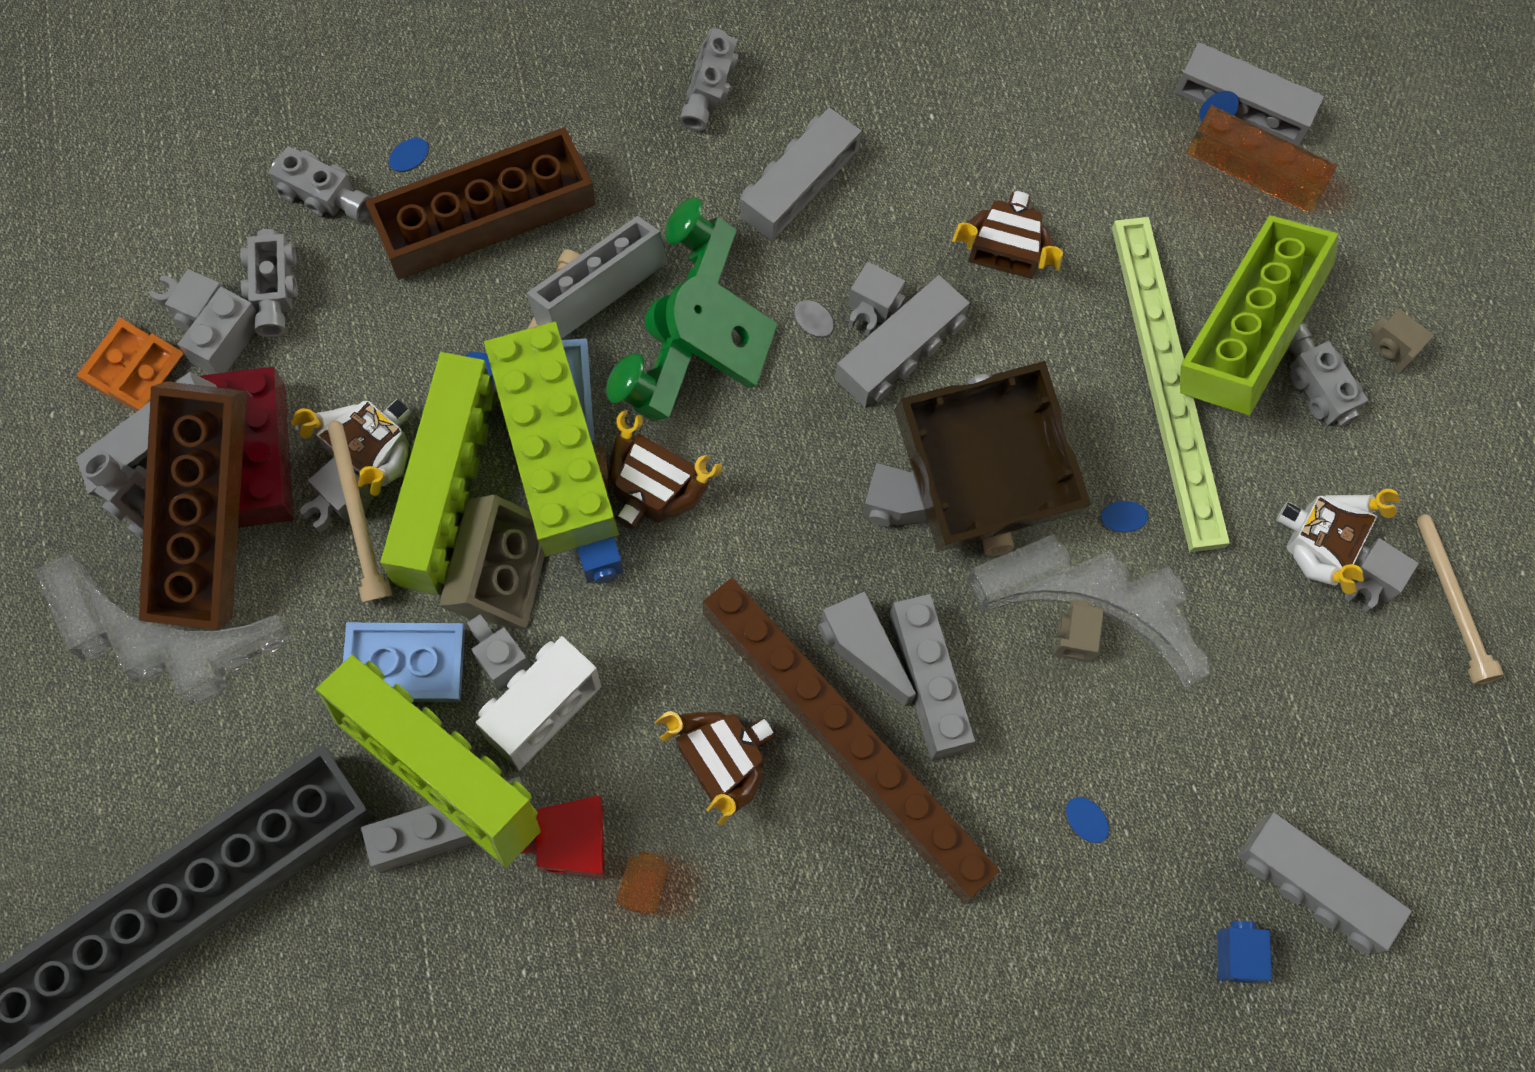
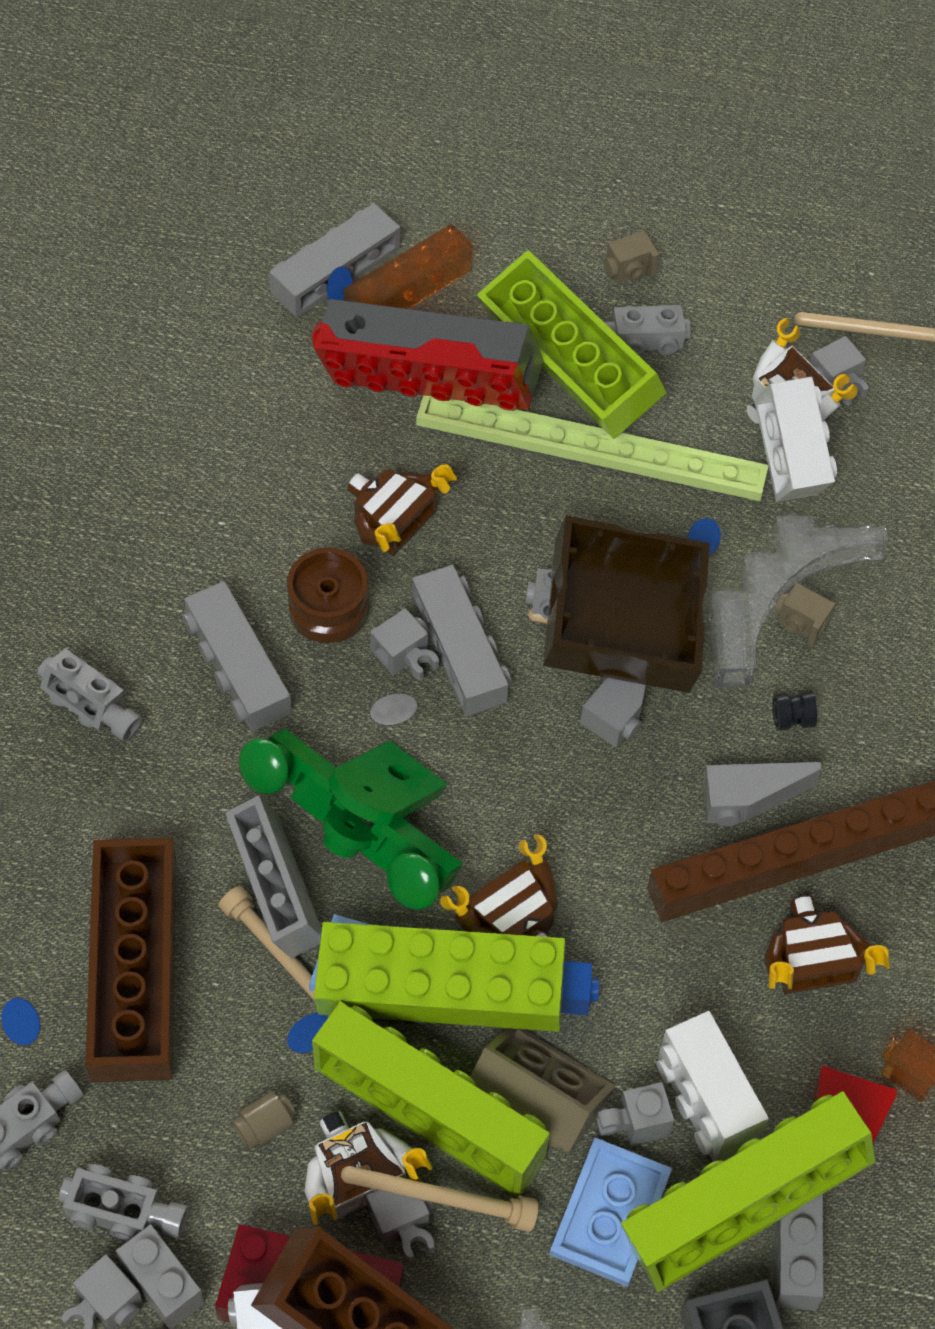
camera: 65 degrees left, 10 degrees down
(383, 357) = (264, 1120): none -> dark tan brick
(890, 216) = (328, 595): none -> reddish brown wheel
(931, 676) = (843, 750): light grey brick -> none
(966, 652) = (794, 710): none -> black wheel
(1172, 196) = (429, 354): none -> piece
(1261, 549) = (795, 439): none -> white brick

